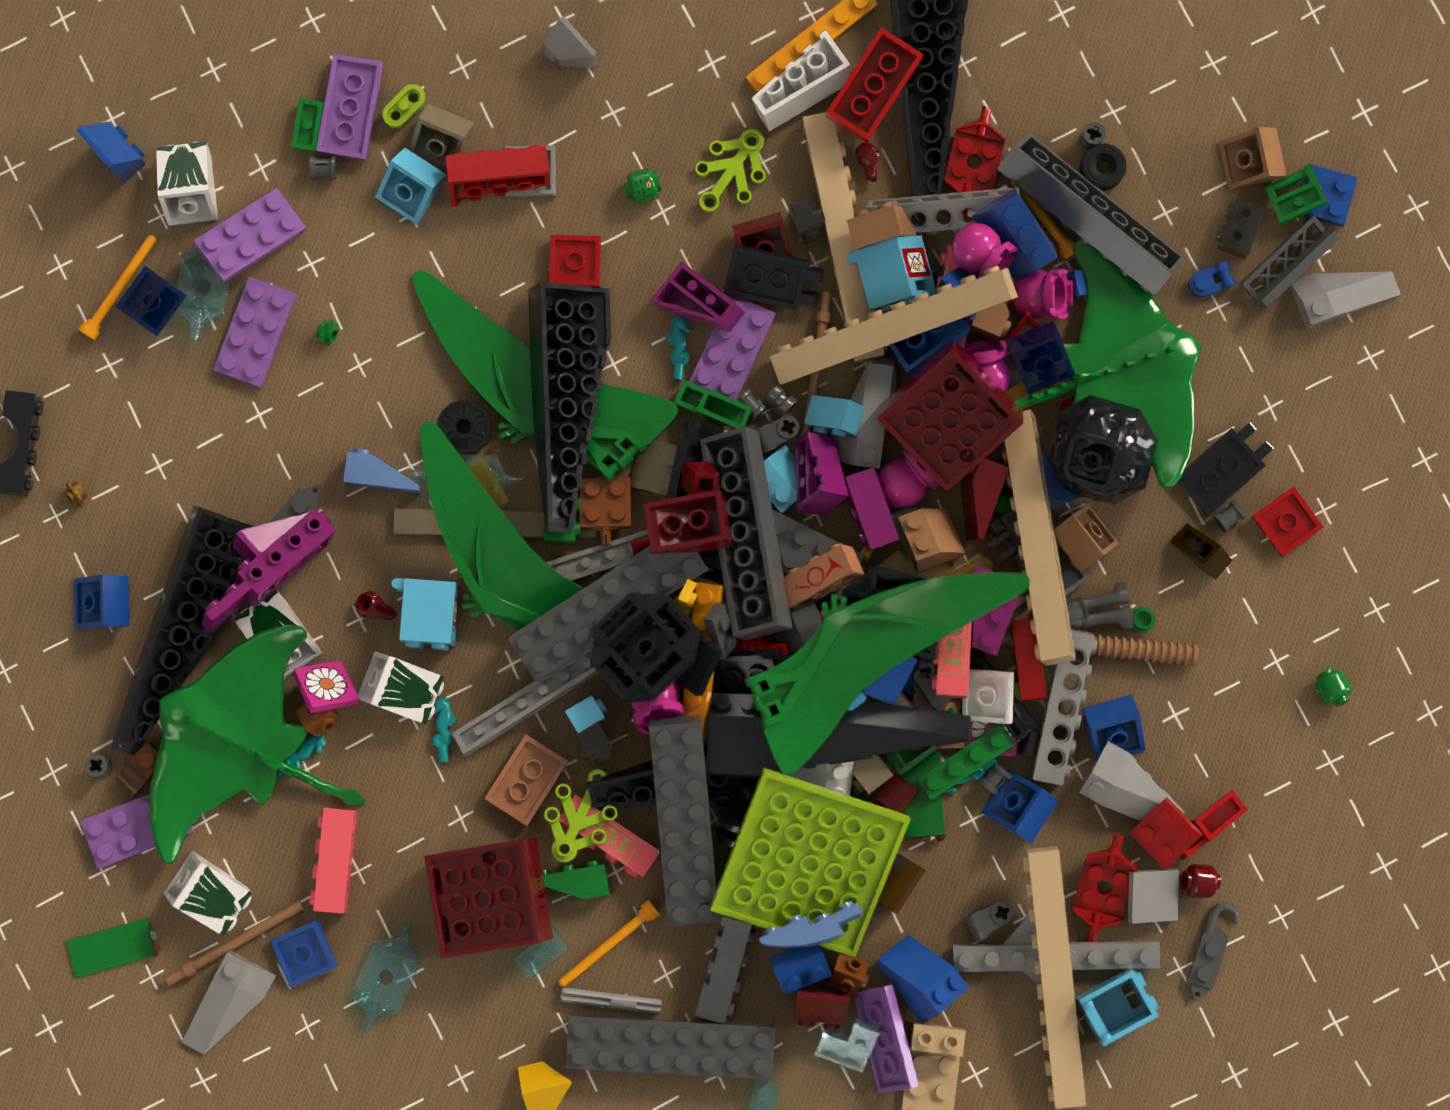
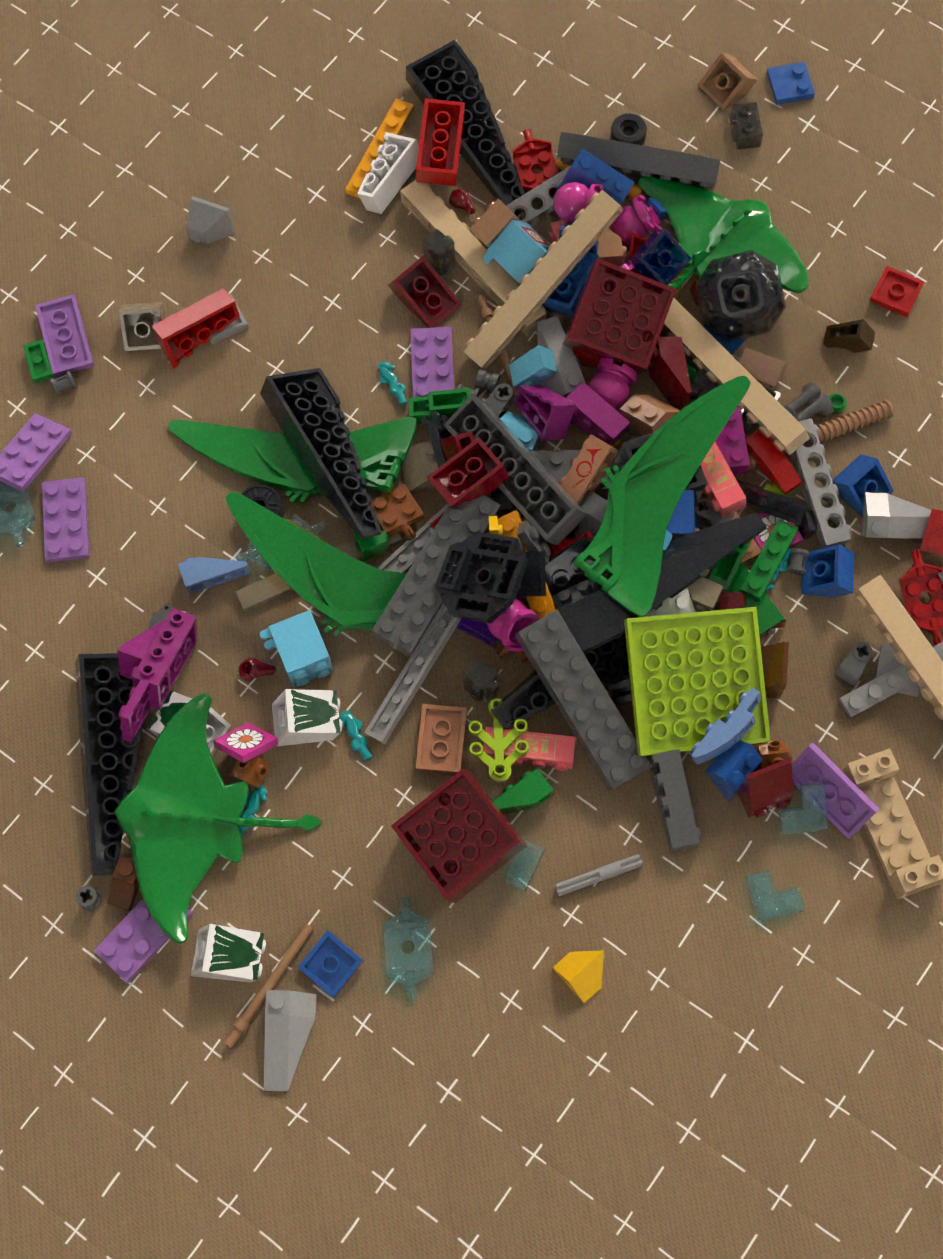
camera: 25 degrees left, 15 degrees down
(101, 602) = (33, 769): blue slope -> none
(112, 947) = (168, 1042): green piece -> none
(327, 332) = (121, 492): green plate -> none
(334, 860) = (319, 876): coral brick -> none
(402, 105) = (104, 318): lime plate -> none
(410, 185) = (135, 365): medium azure slope -> none
(575, 260) = (284, 356): red plate -> none
(587, 713) = (460, 661): medium azure brick -> none
(642, 186) = (308, 288): green head -> none
(646, 913) = (590, 792): light orange piece -> none
(670, 1047) = (666, 885): dark grey brick -> none
(696, 299) = (390, 338): magenta wedge -> none
(733, 167) = (367, 249): lime plant -> none
(771, 278) = (434, 302): black tile -> none
(921, 978) = (832, 730): blue slope -> none
(989, 696) = (762, 499): white tile -> none
(1089, 128) = (605, 120): dark grey bush -> none
(1203, 284) = (742, 173): blue plate -> none
(1223, 469) = (830, 280): black tile -> none
(1229, 516) = (853, 308): dark grey bush -> none
(1295, 268) = (801, 123): dark grey fence -> none
(1298, 201) = (774, 91): green plate -> none
(1334, 295) = (837, 139): light grey wedge -> none

